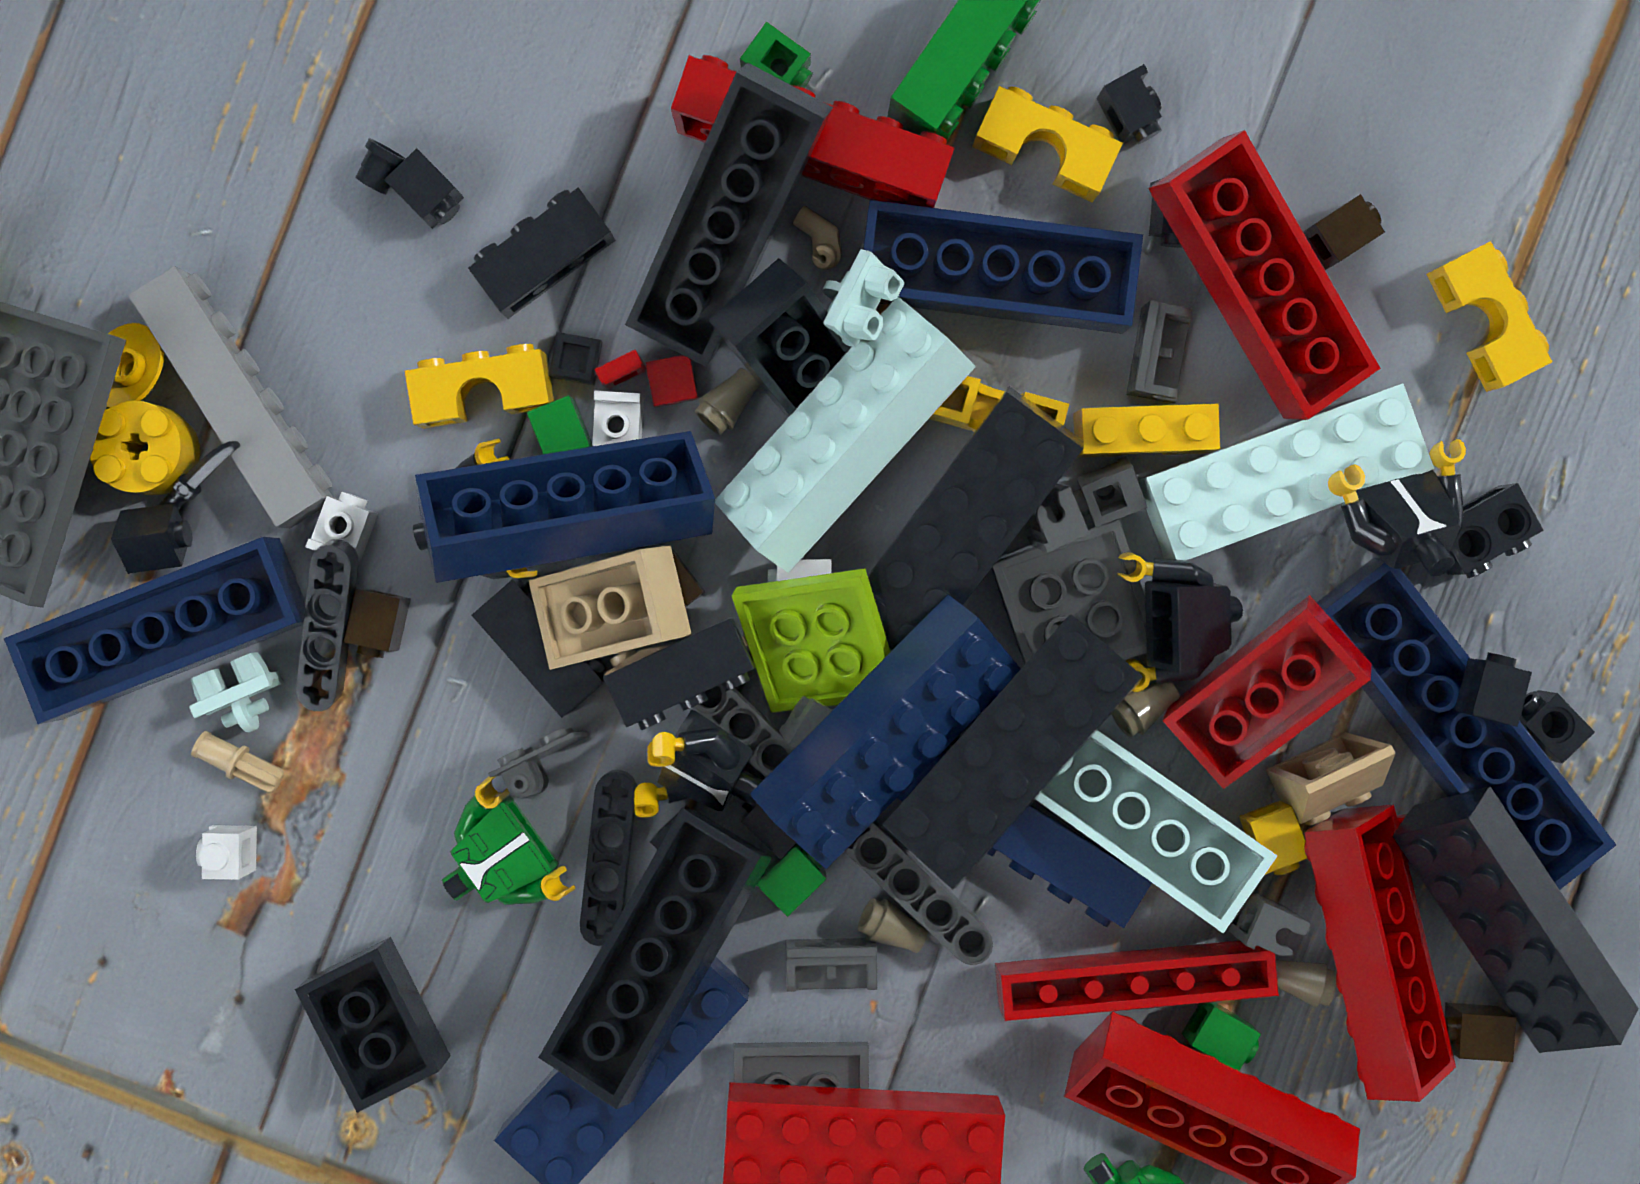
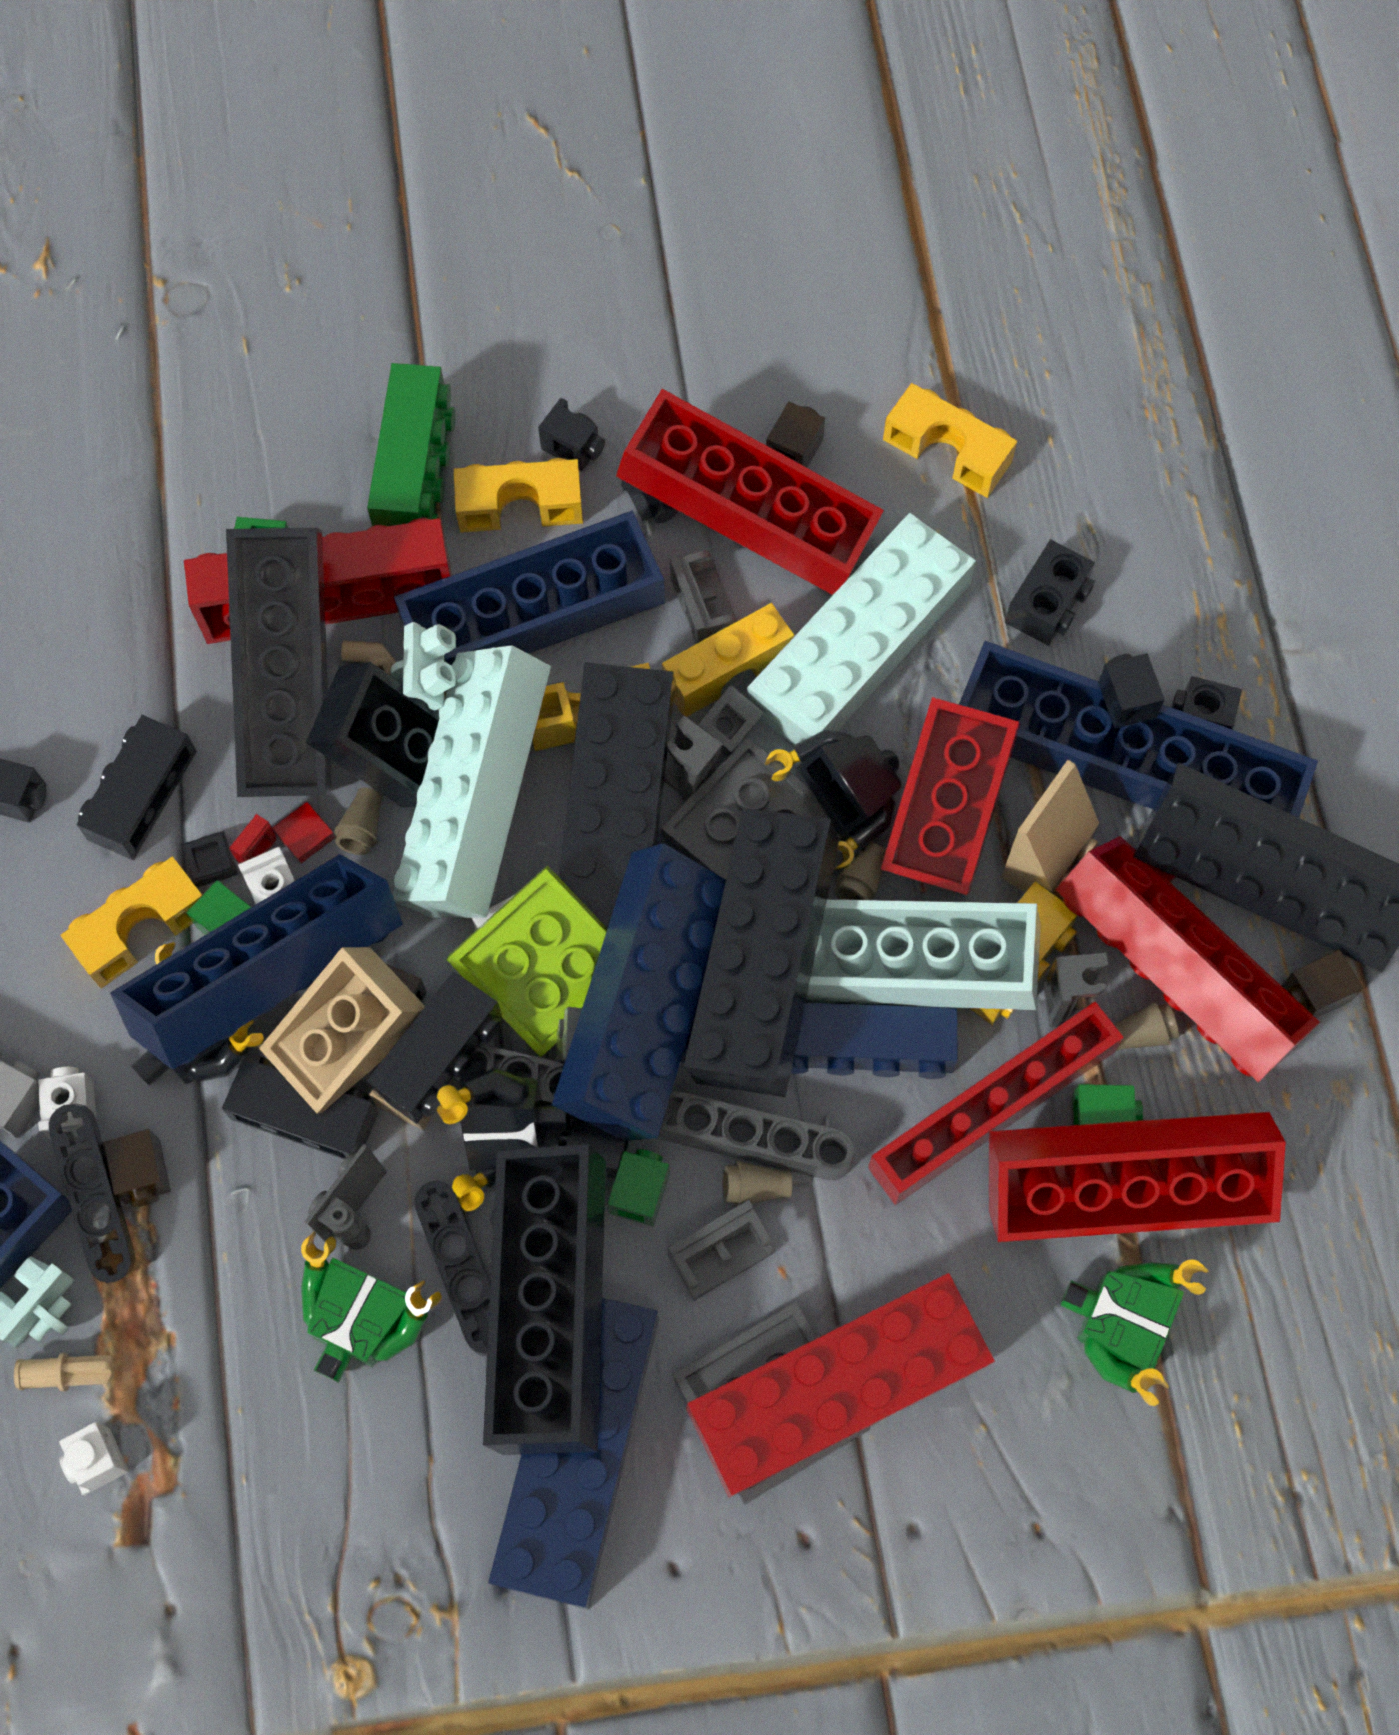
camera: 30 degrees left, 20 degrees down
(373, 1024) = (313, 1542): black brick -> none
(1408, 516) = (975, 605): black torso -> none

